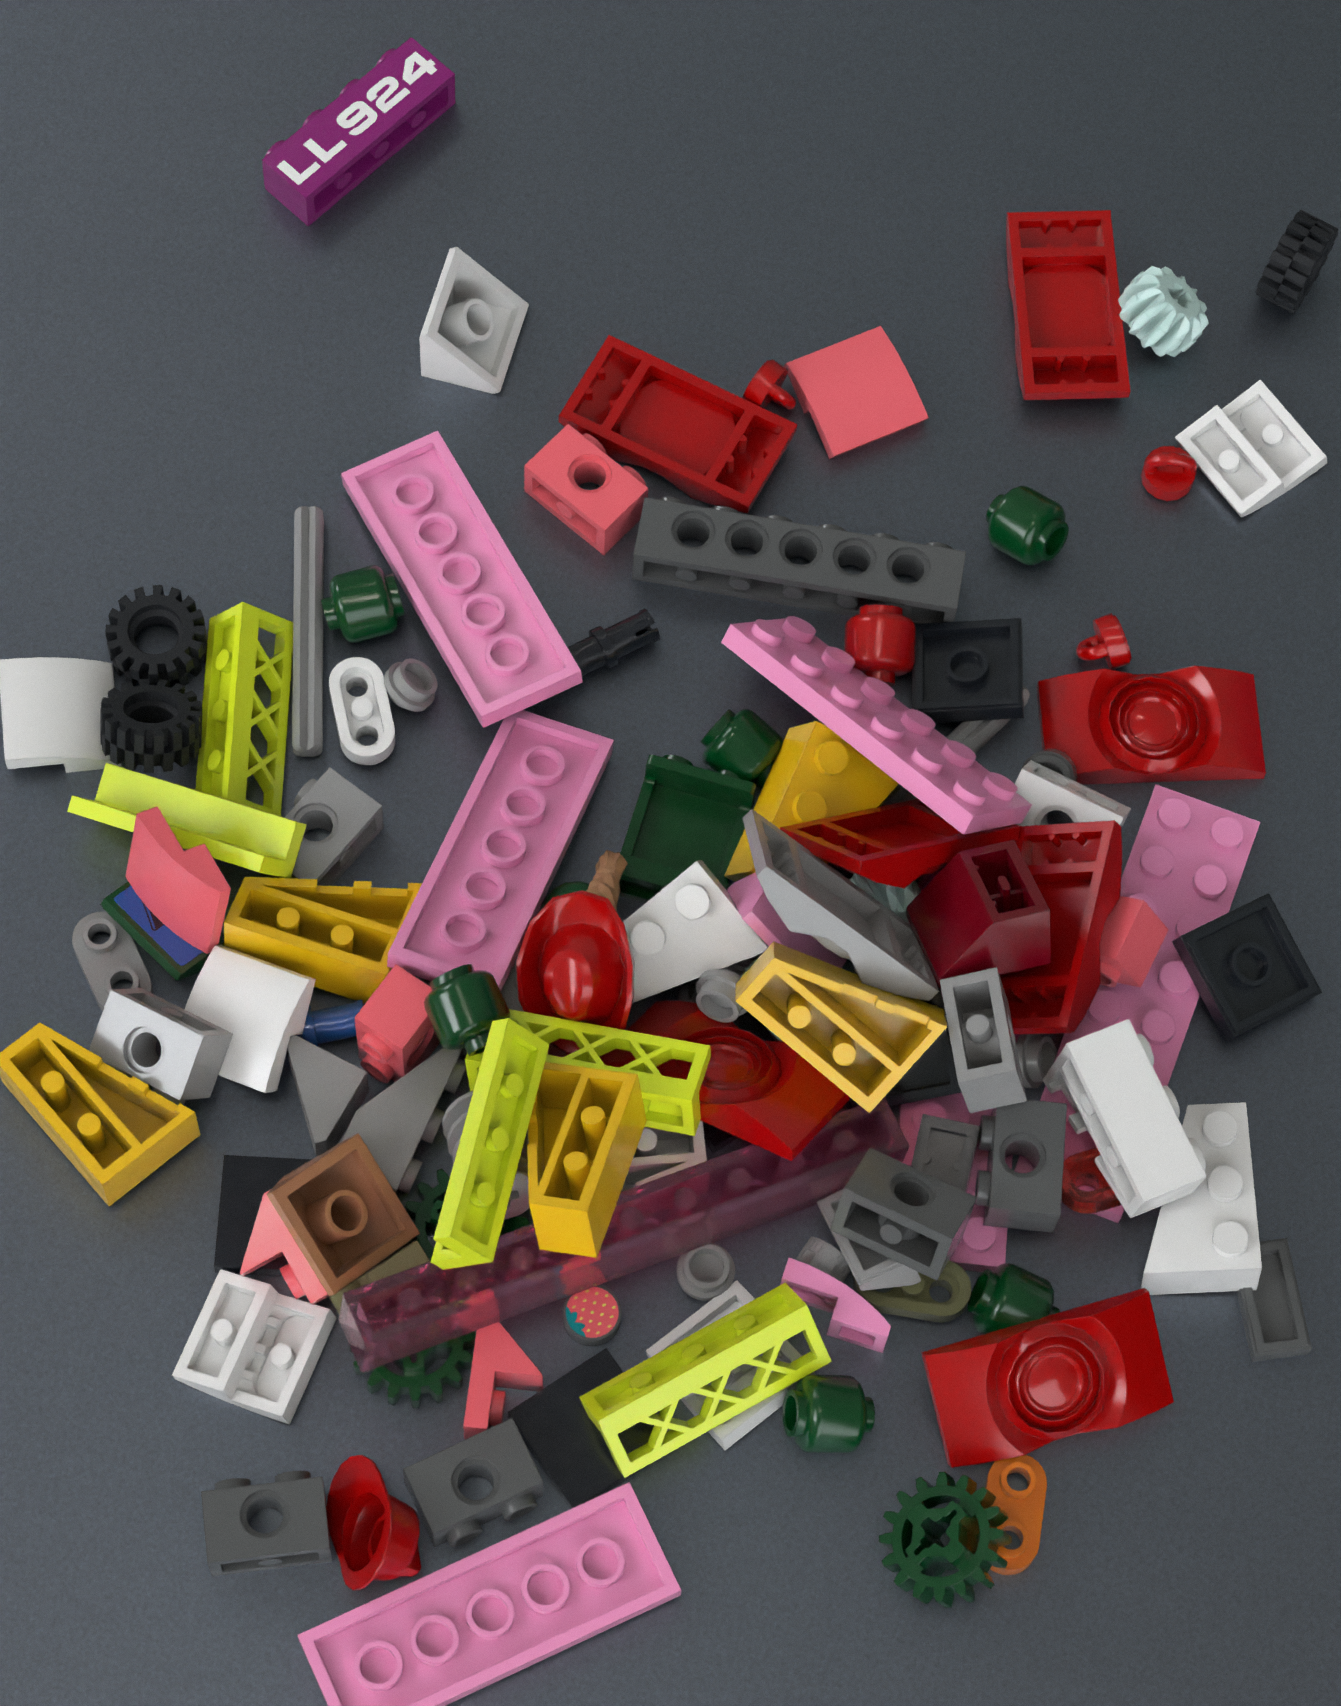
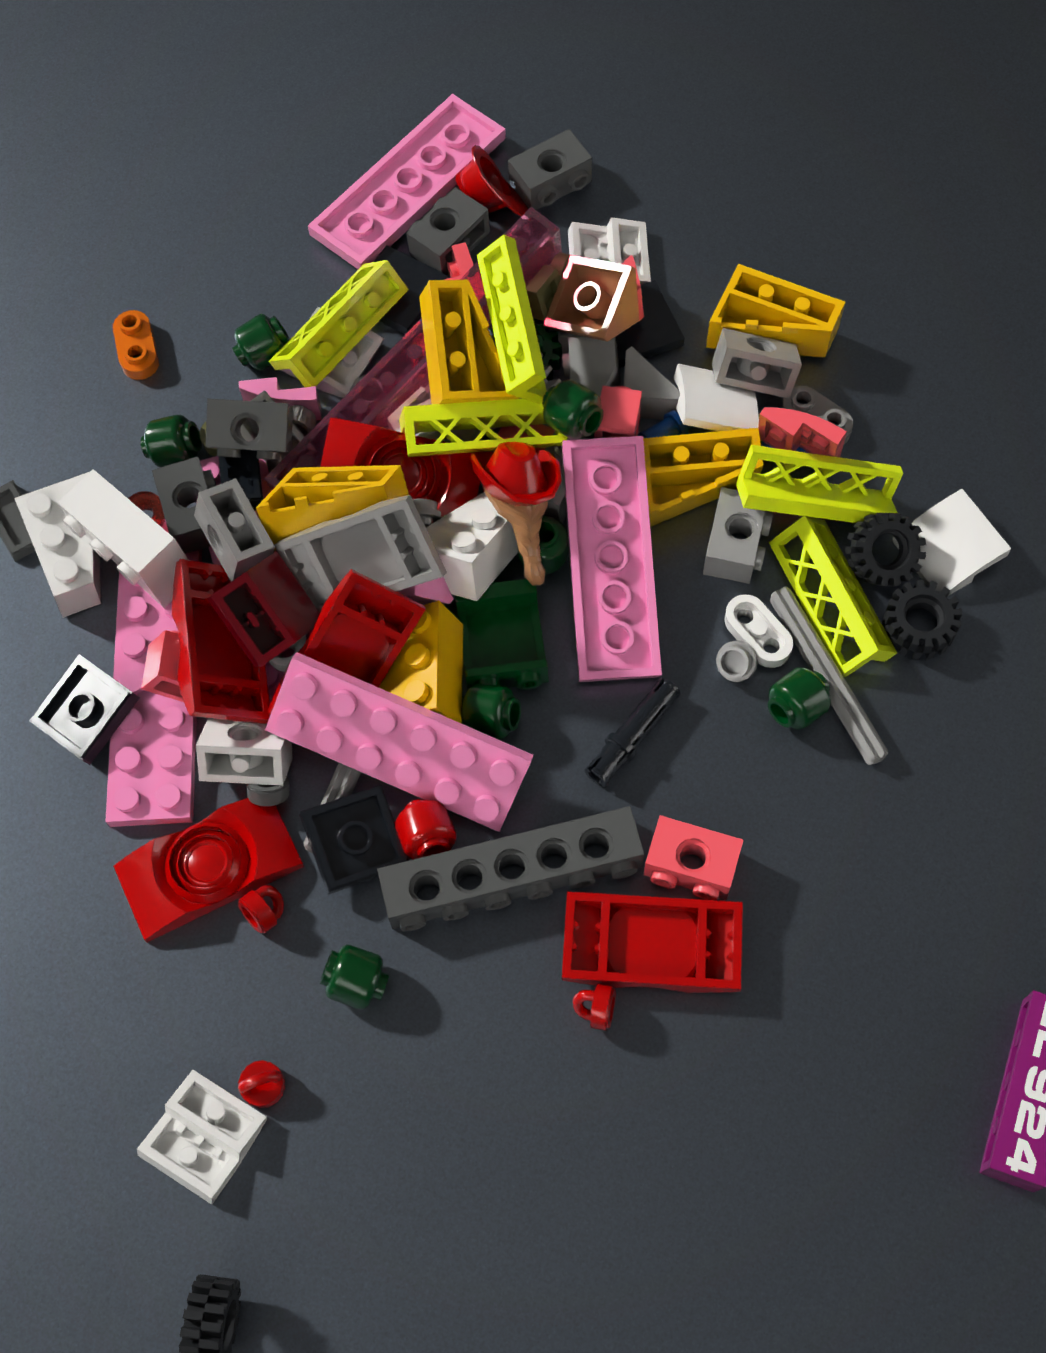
camera: 165 degrees right, 0 degrees up
(461, 579) = (745, 743): bright pink plate -> none
(470, 326) = (848, 953): white slope -> none
(856, 391) = (532, 1039): coral slope -> none
(962, 1524) = (166, 303): dark green gear -> none
(1048, 1379) = (131, 406): red slope -> none
(1066, 305) = (394, 1197): red slope -> none
(1163, 311) = (310, 1219): light aqua gear -> none

